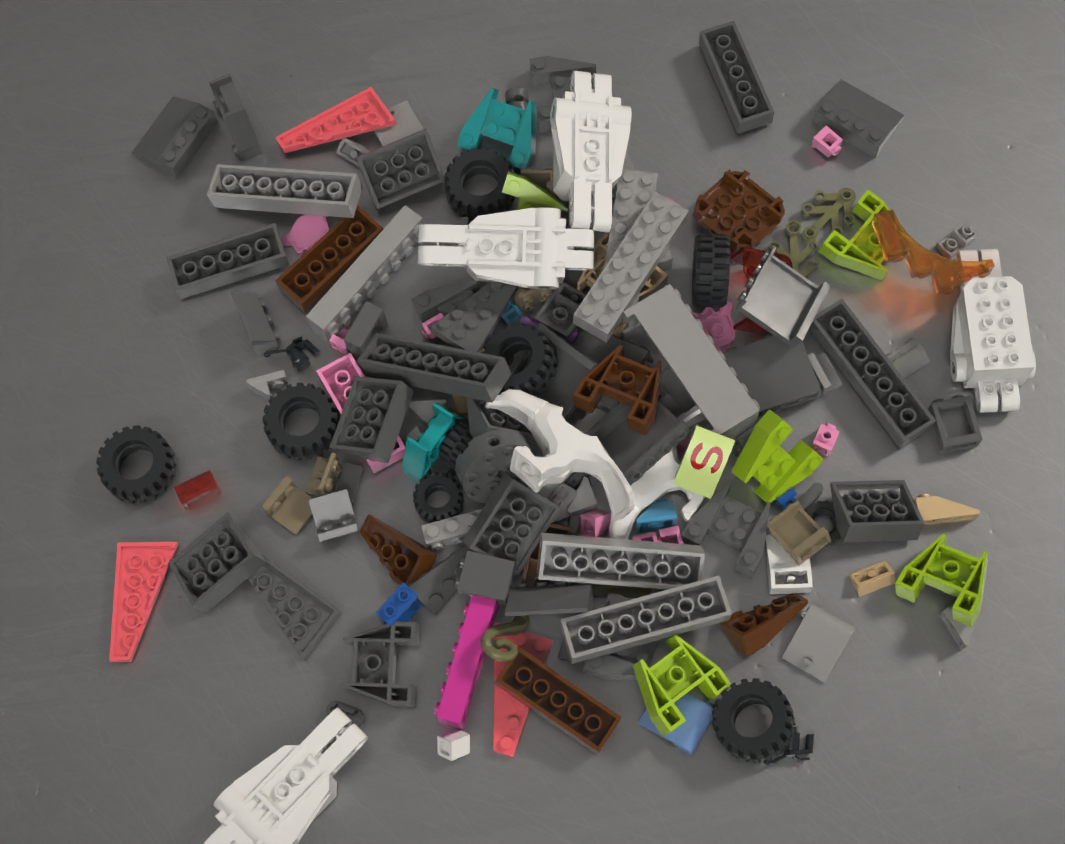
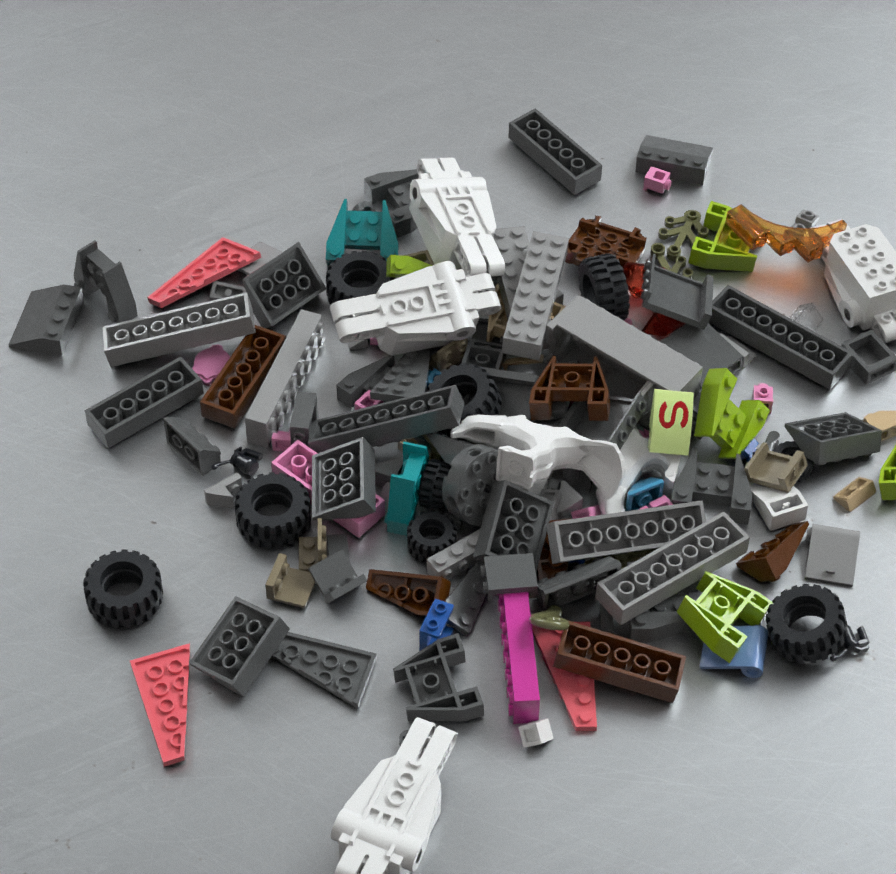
camera: 25 degrees left, 20 degrees down
(197, 488) = (191, 592): clear red panel -> none

